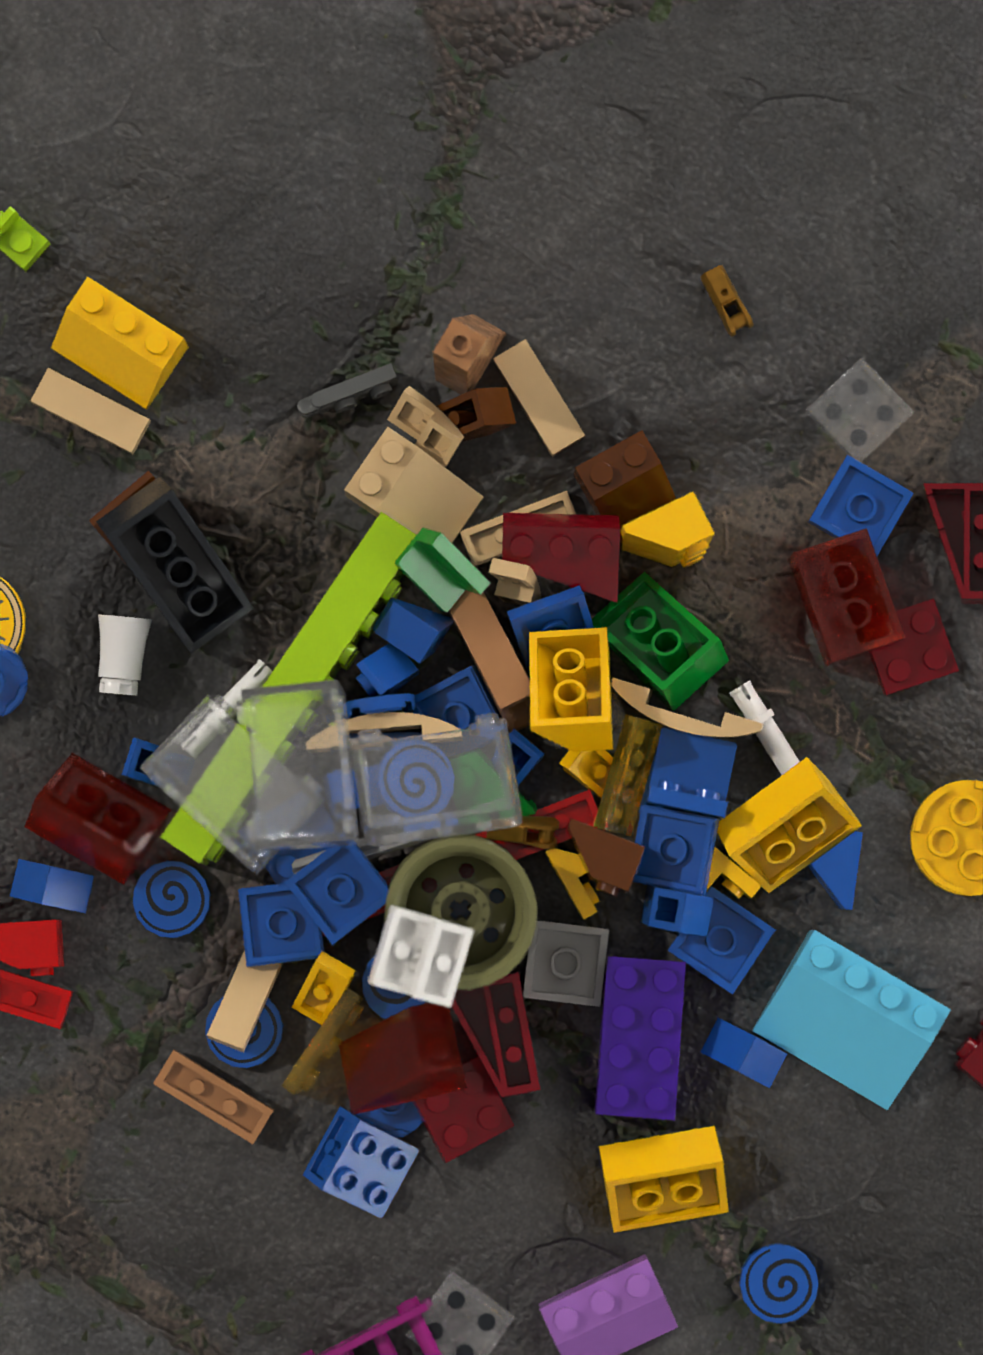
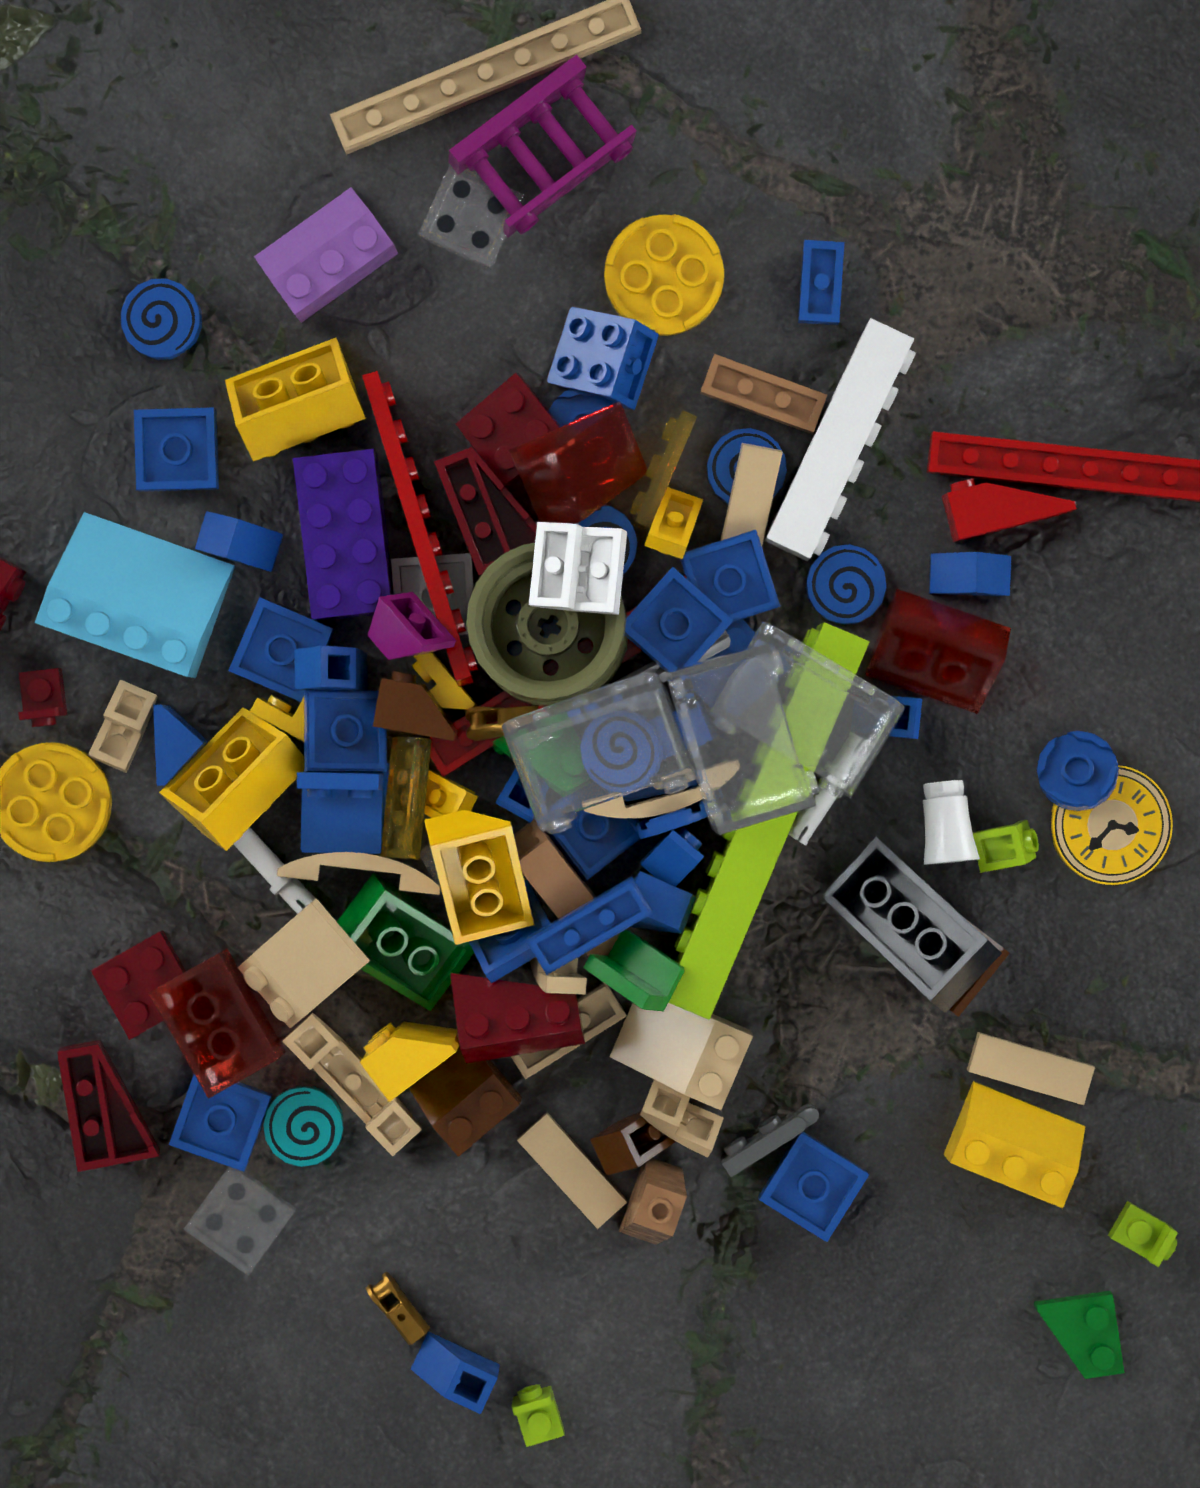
camera: 170 degrees right, 5 degrees up
(70, 622) = (1006, 846): none -> lime bracket
(88, 159) = (1086, 1331): none -> green wing
(137, 1194) = (821, 282): none -> blue plate
(149, 1038) = (840, 439): none -> white brick
(285, 1232) = (664, 273): none -> yellow tile
(315, 340) = (813, 1186): none -> blue plate
(476, 620) = (589, 925): none -> blue tile
(567, 1046) = (415, 511): none -> red plate
(595, 934) = (407, 627): none -> magenta slope
(614, 178) = (537, 1414): none -> lime bracket
(682, 232) = (456, 1372): none -> blue slope
(729, 518) = (341, 1069): none -> tan slope
(753, 636) = (303, 963): none -> tan slope
(783, 486) = (303, 1126): none -> teal tile
(787, 1152) = (176, 449): none -> blue plate
(886, 896) = (123, 726): none -> tan slope
(958, 939) = (42, 696): none -> dark red bracket

